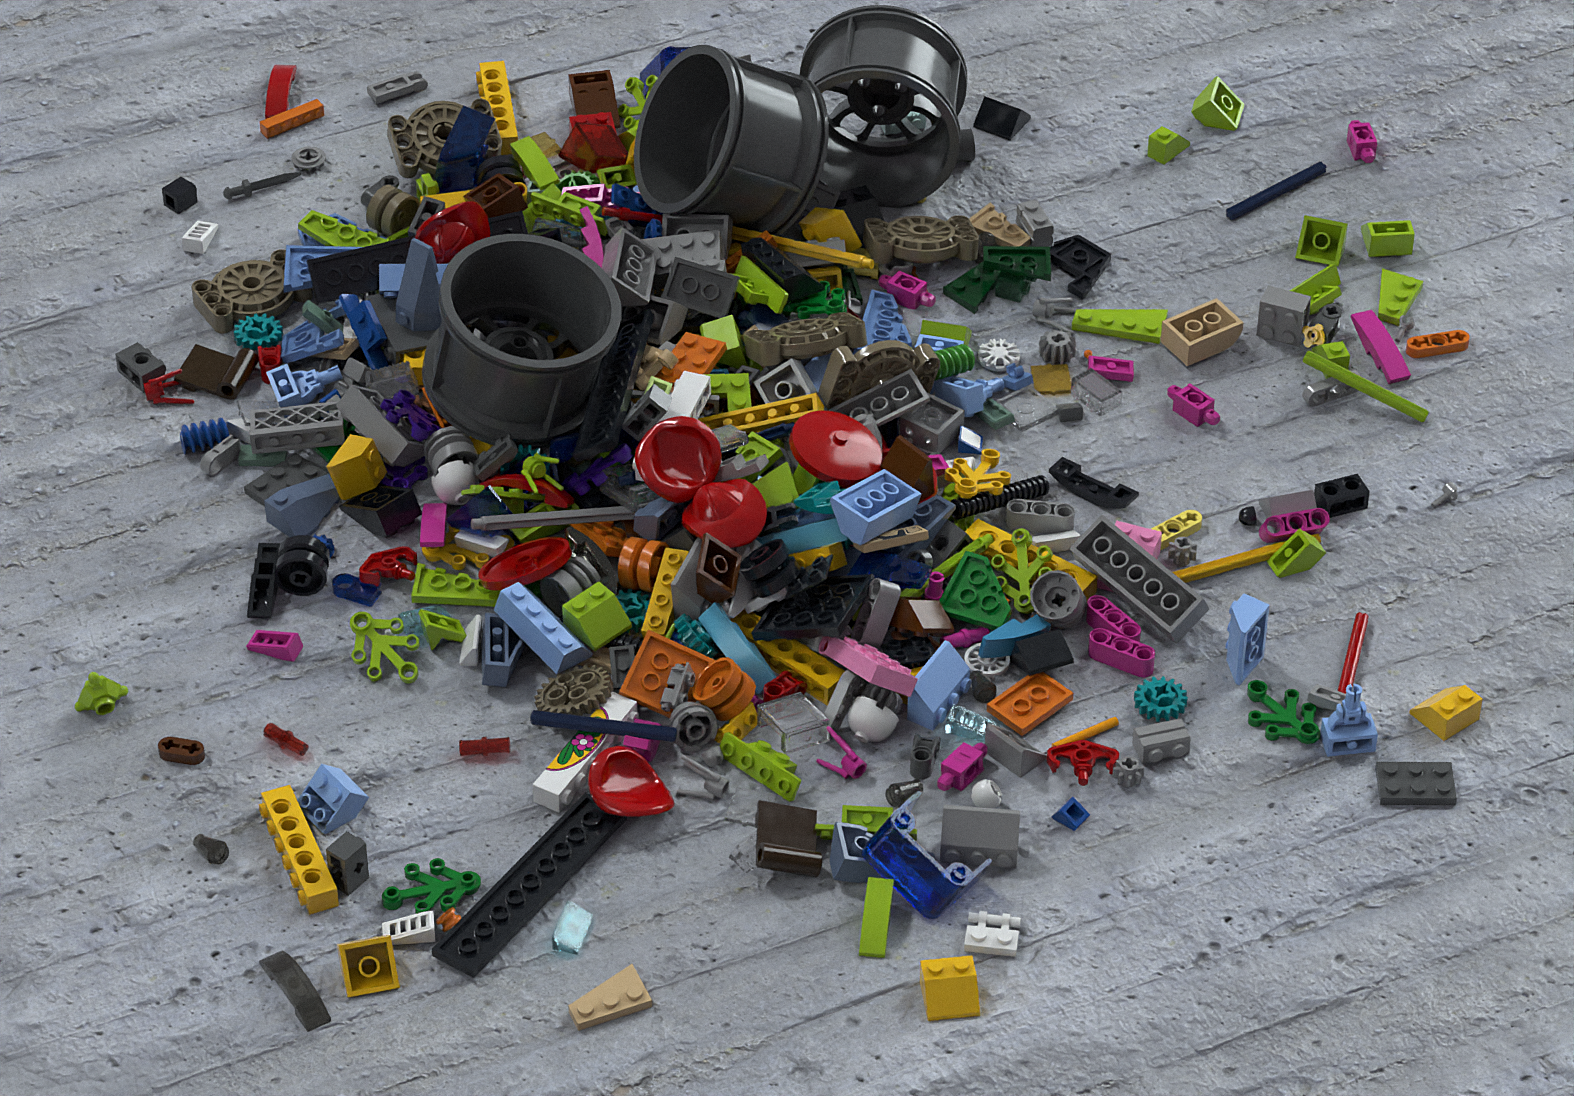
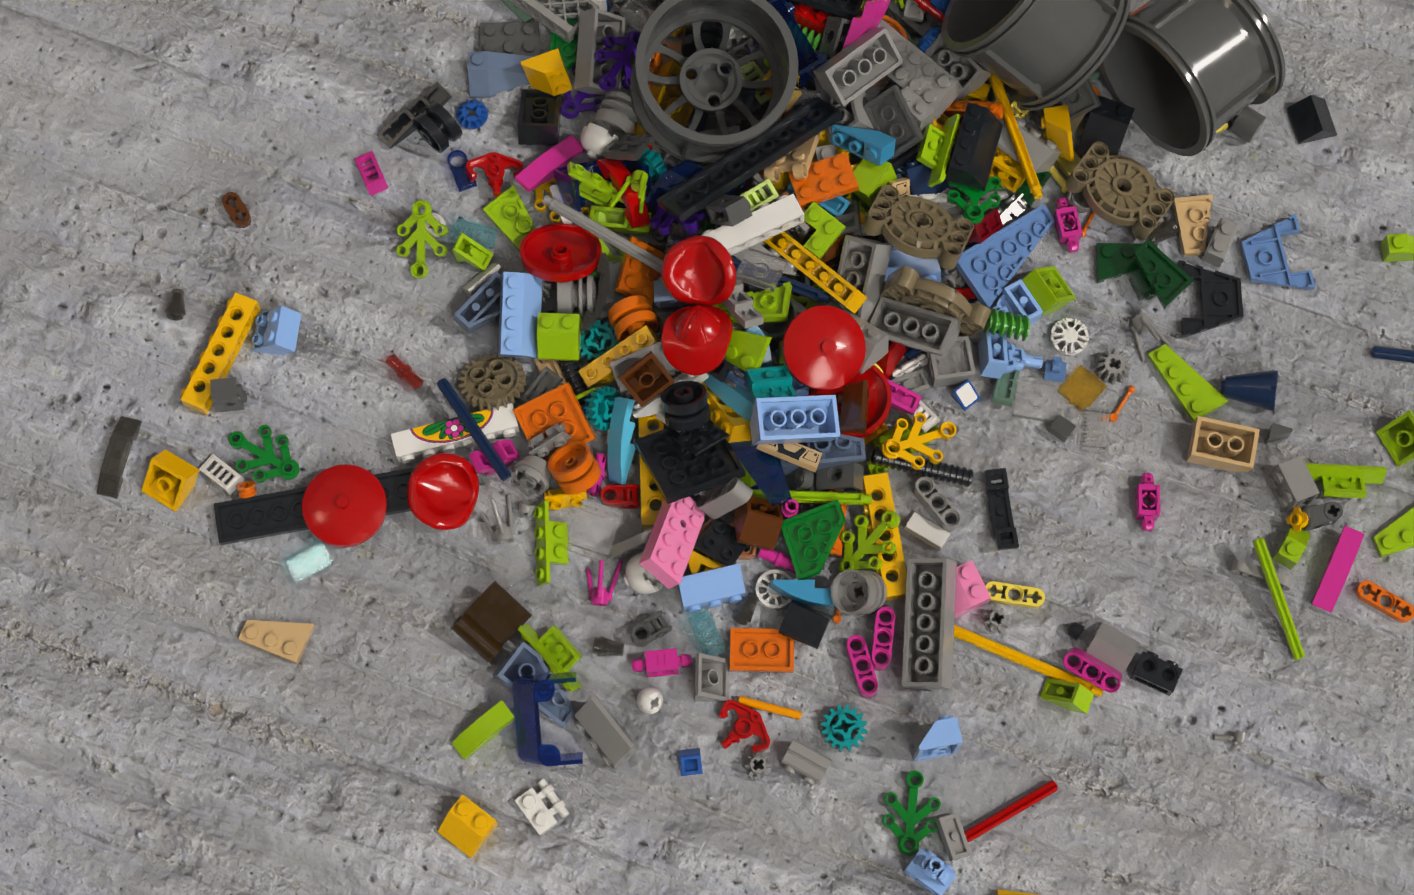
camera: 45 degrees right, 30 degrees up
(100, 694) = (230, 126): lime rock -> none
(285, 739) = (300, 257): clear red axle -> none
(555, 861) = (344, 506): none -> red dish
(691, 317) = (864, 143): none -> dark azure slope
(1084, 214) = (1267, 260): none -> medium blue wing
(1112, 368) = (1129, 418): dark pink plate -> none
(1179, 285) = (1252, 388): none -> dark blue cone
(1230, 298) = (1277, 432): none -> dark grey slope
(1404, 326) = (1377, 565): light grey hand -> none

